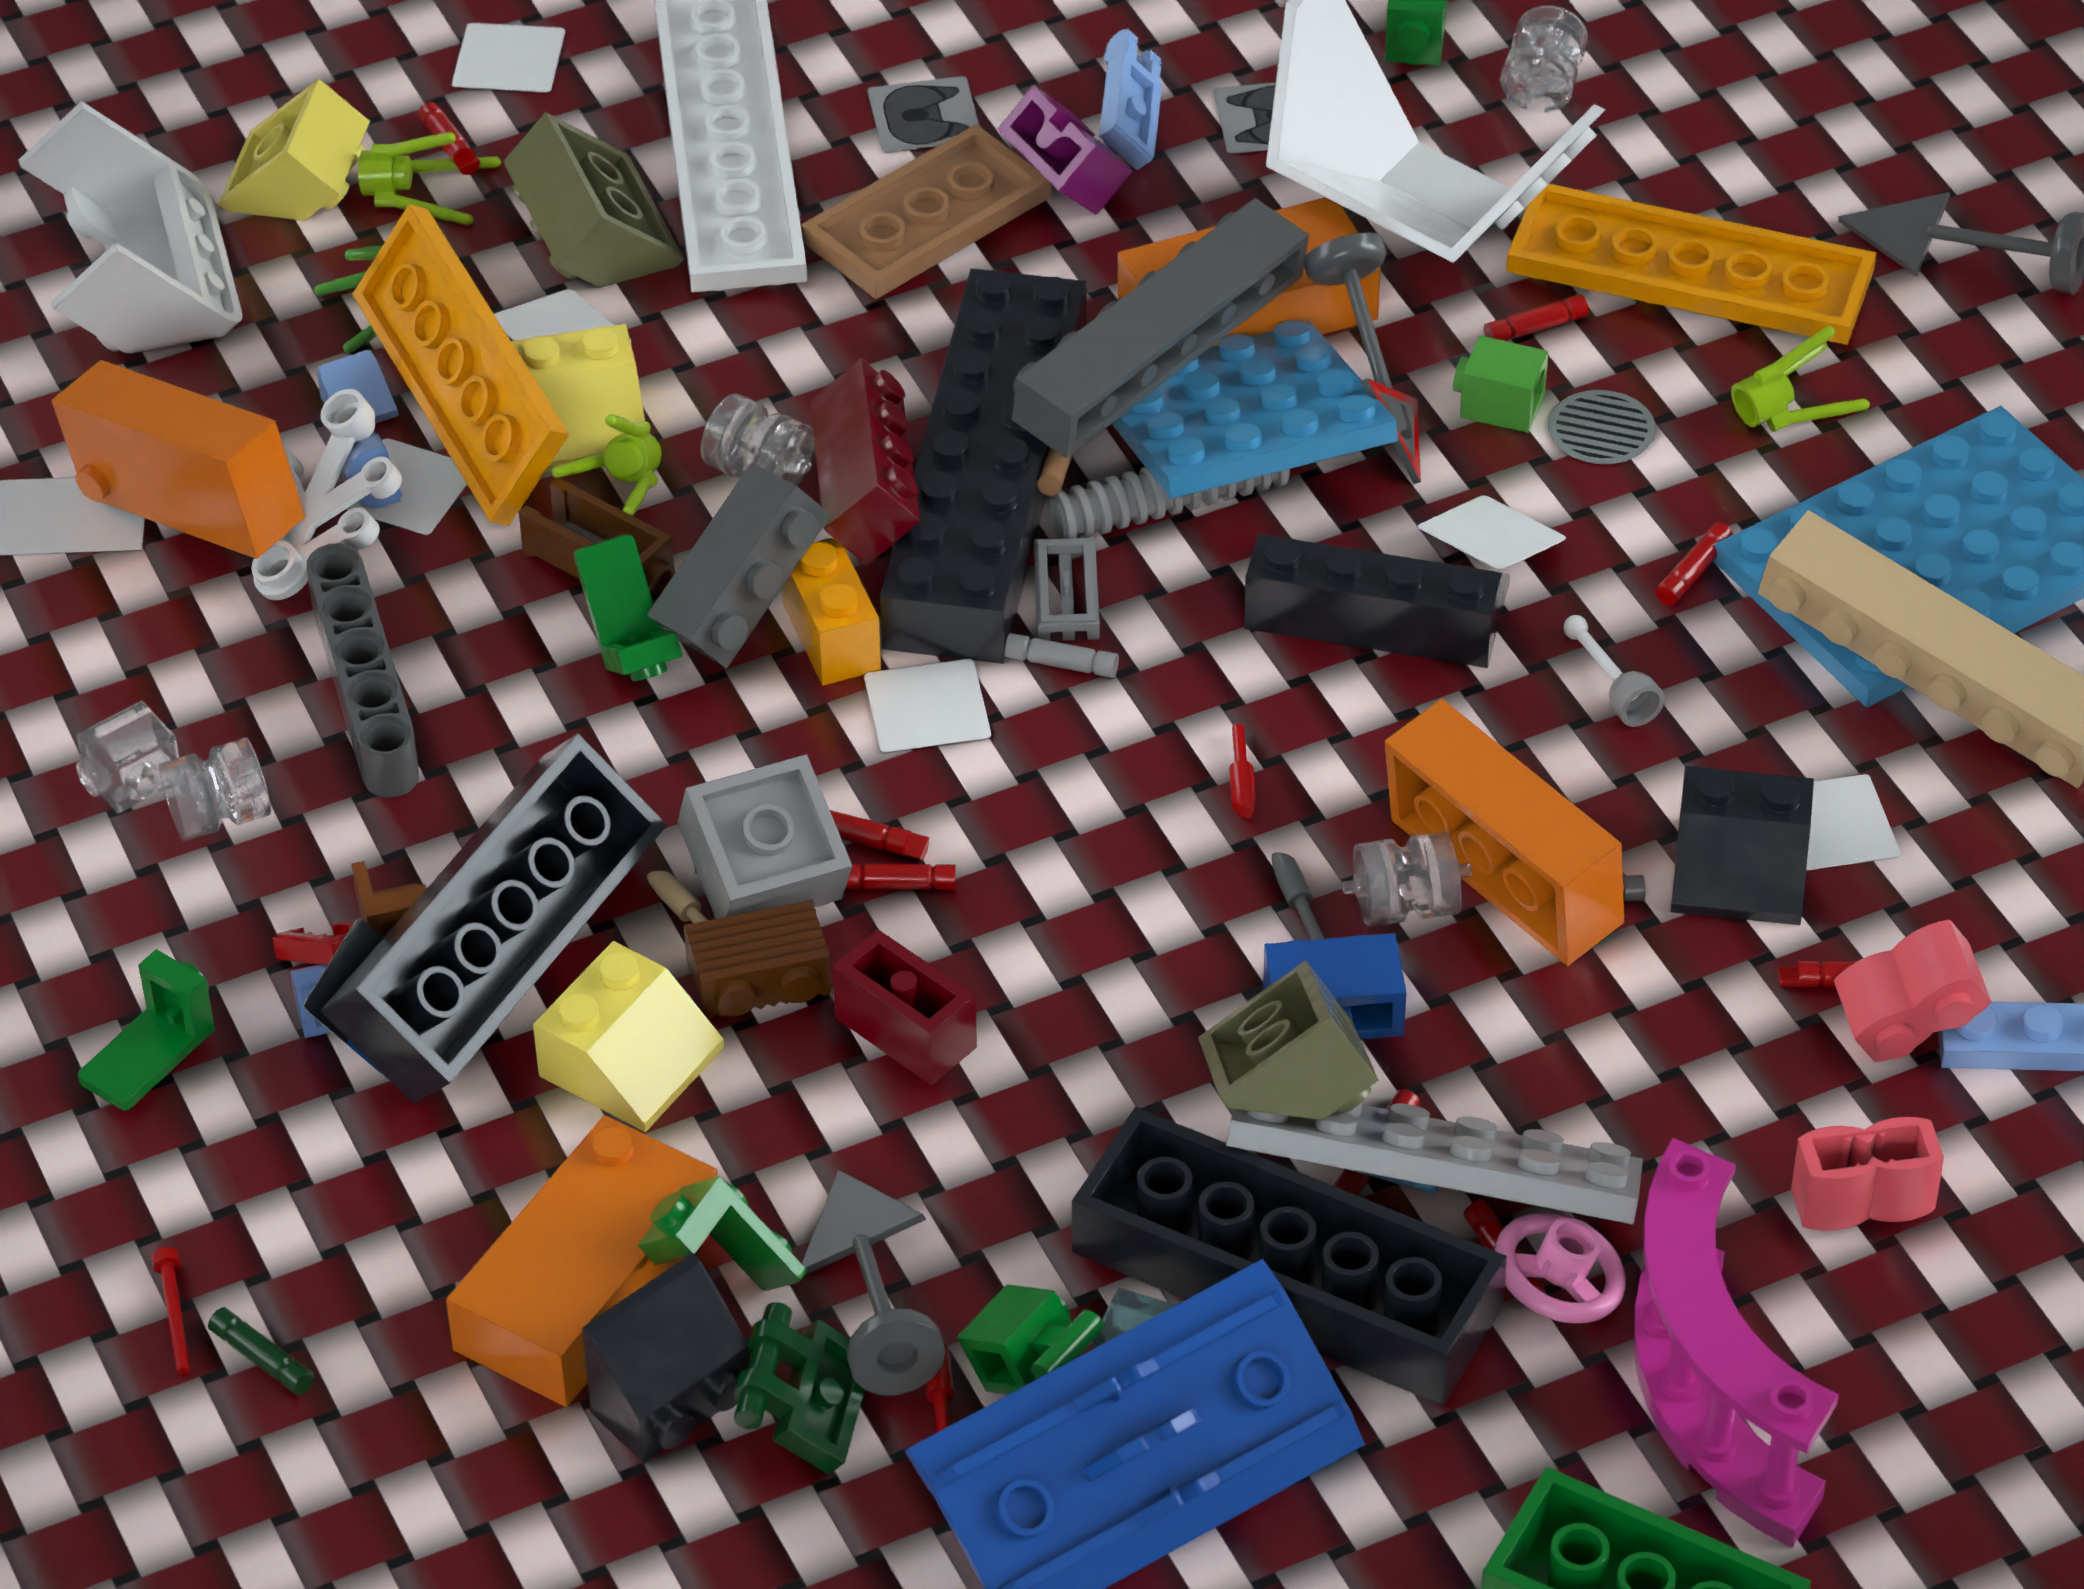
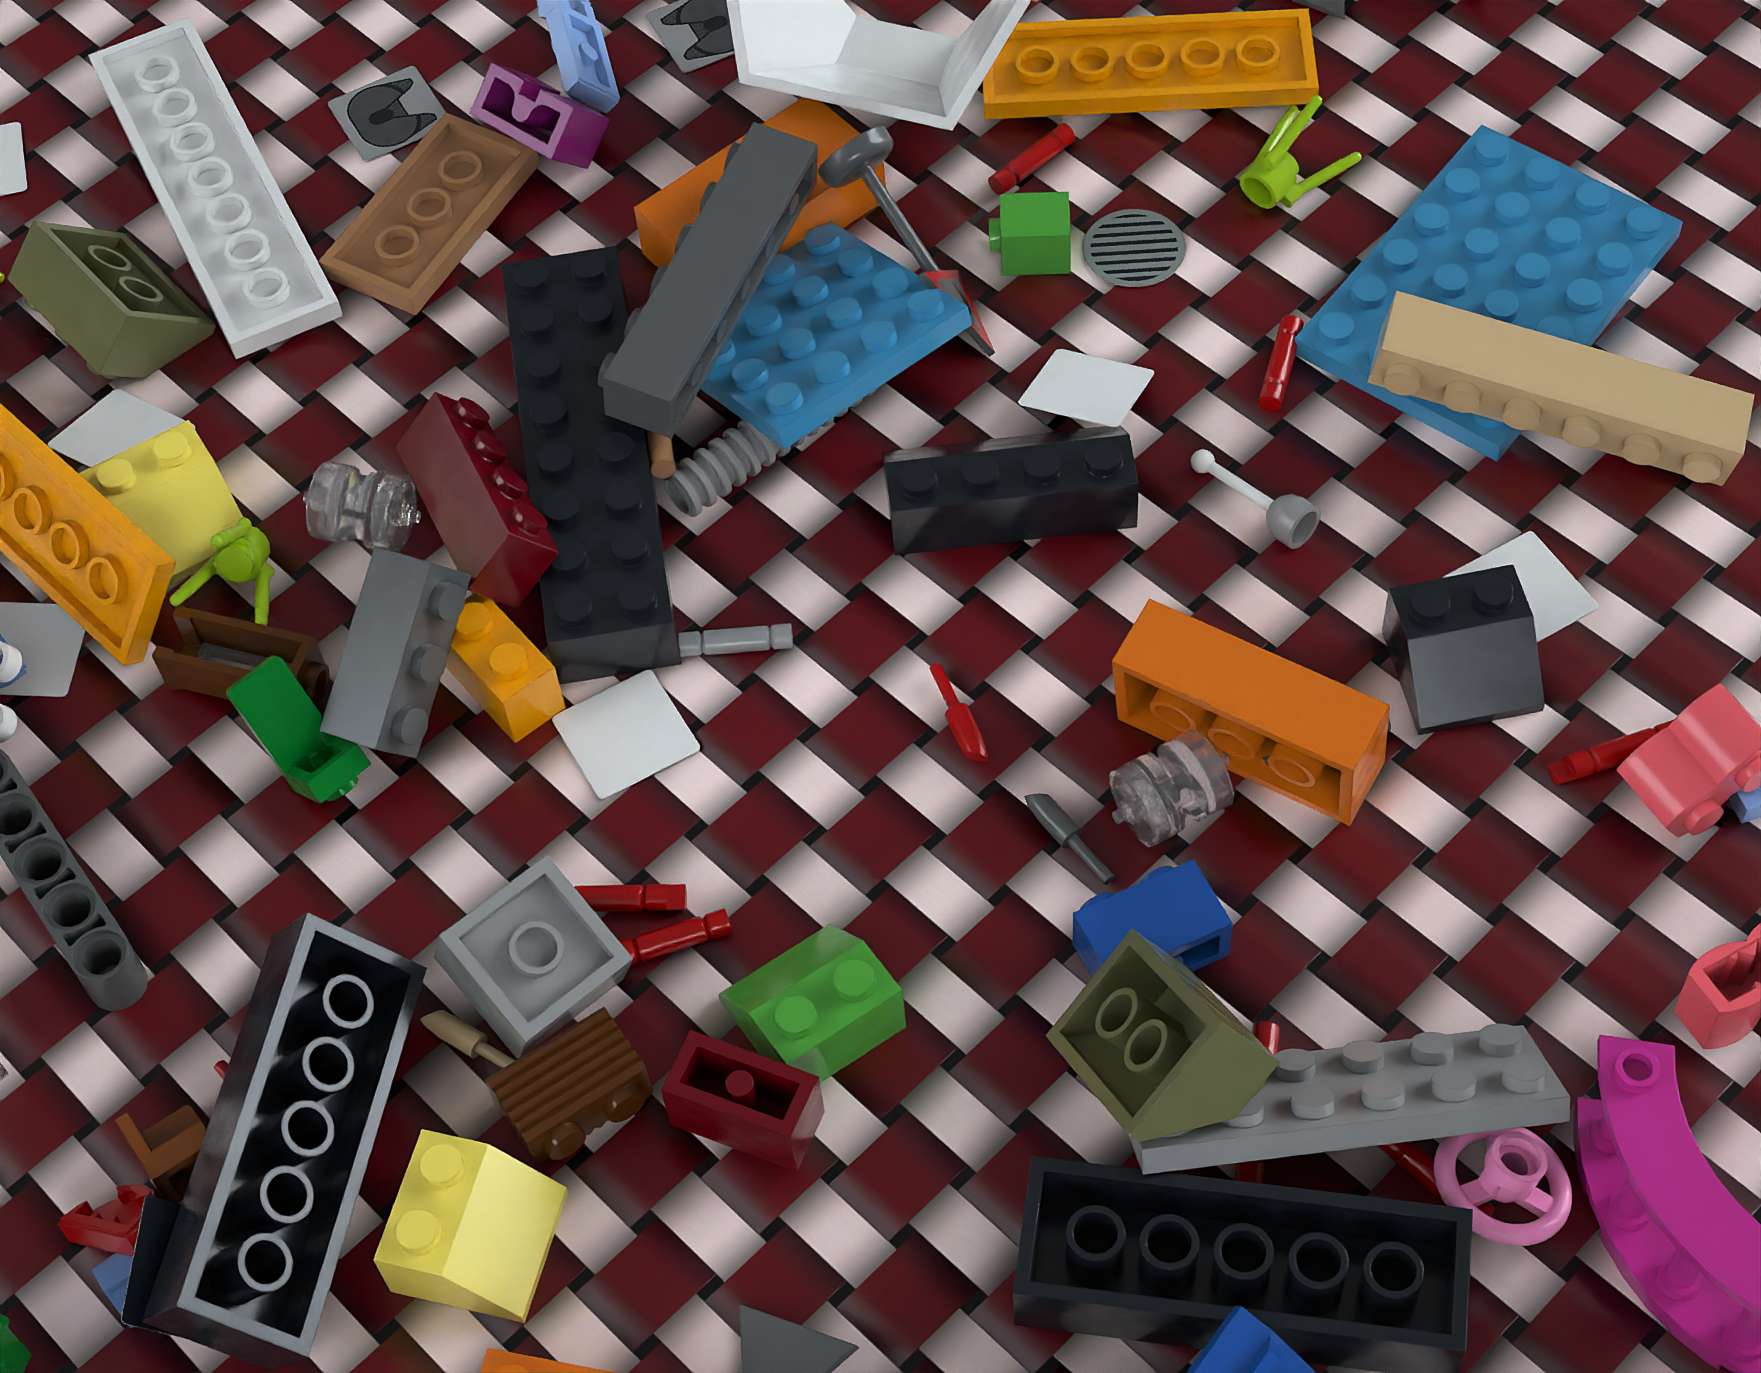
camera: 15 degrees left, 10 degrees up
(1012, 962) = (818, 1003): none -> bright green slope
(1067, 621) = (727, 603): light grey tile -> none

